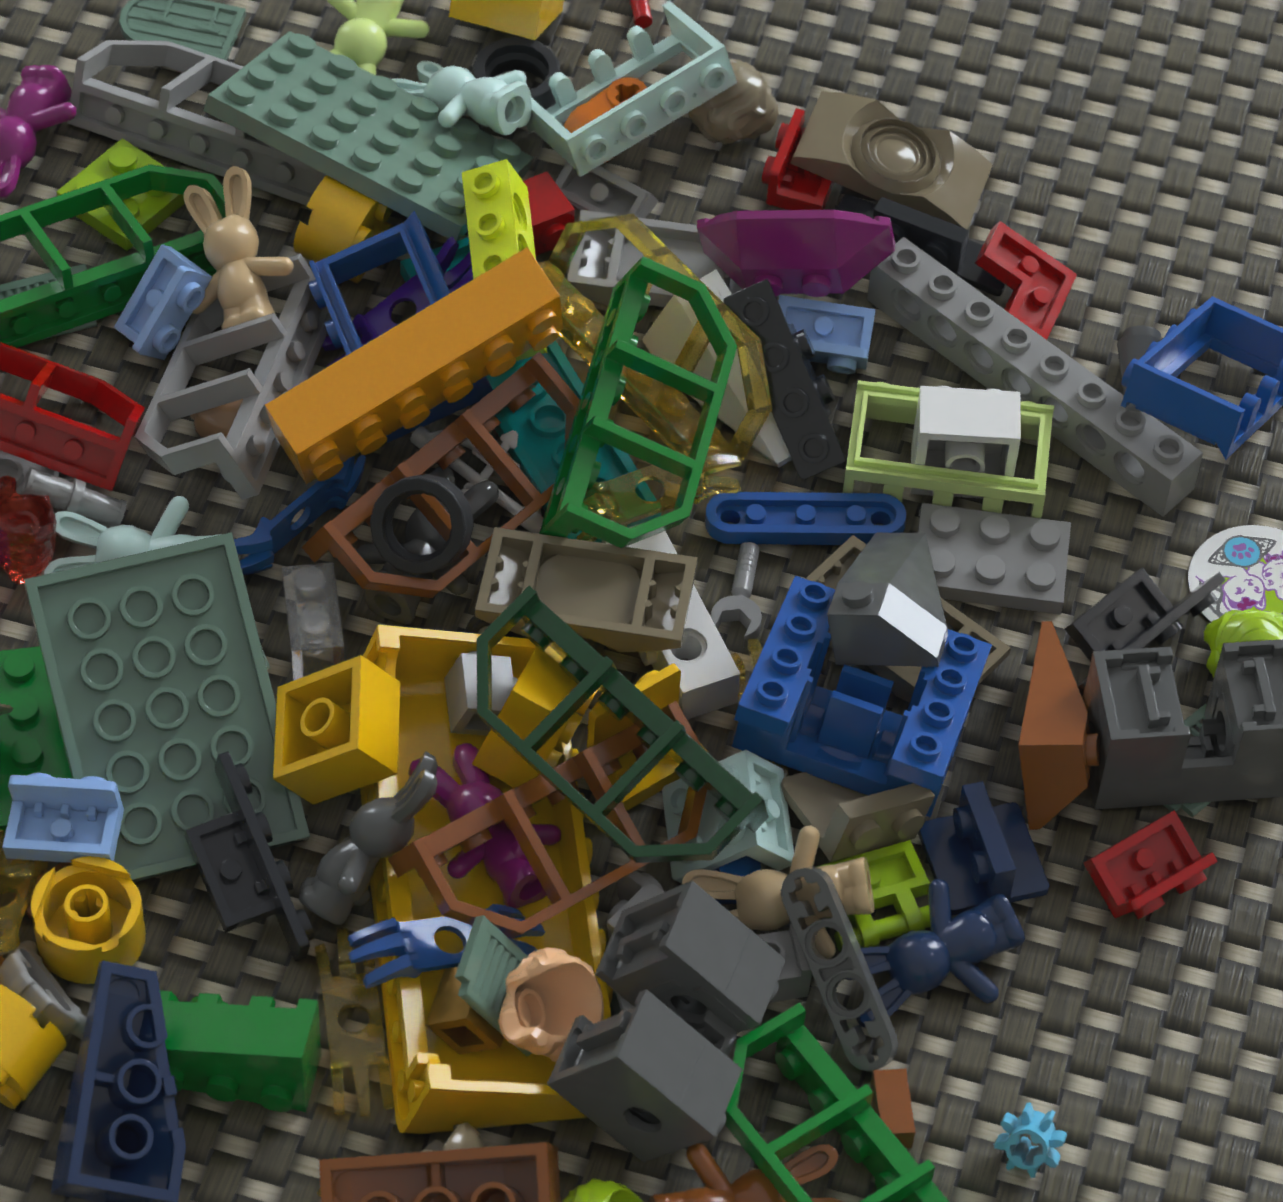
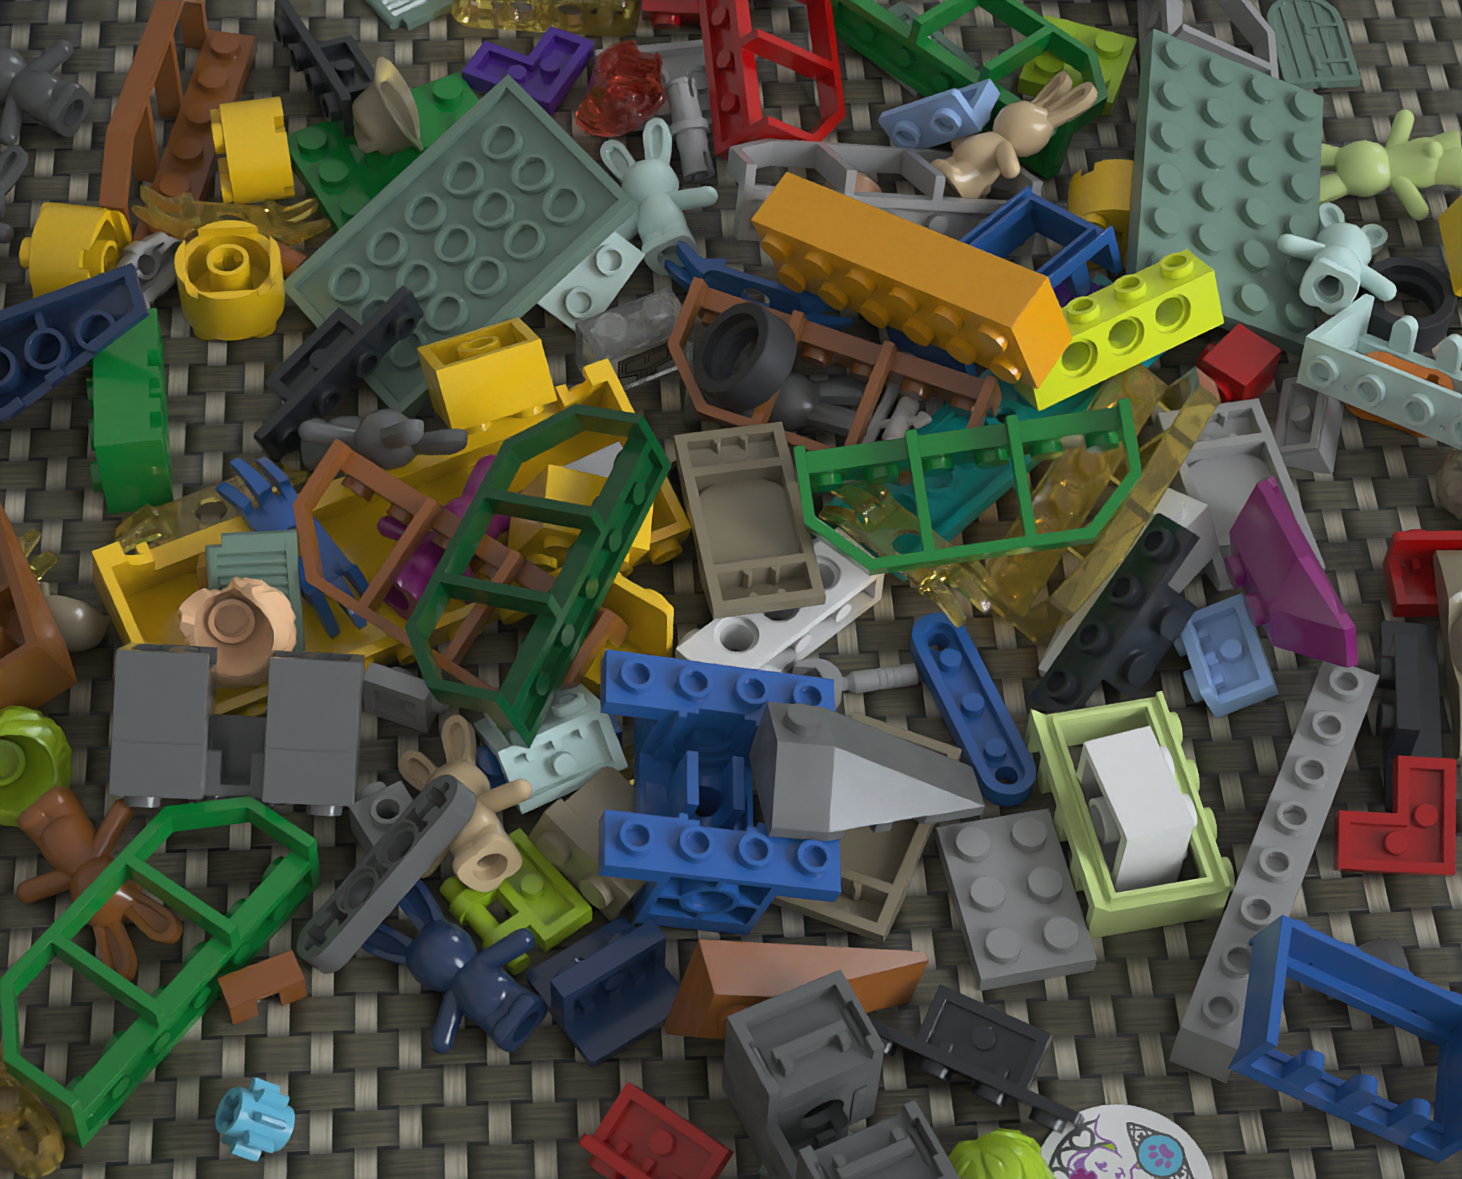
camera: 70 degrees right, 0 degrees up
(62, 818) = (307, 219): light blue bracket -> none

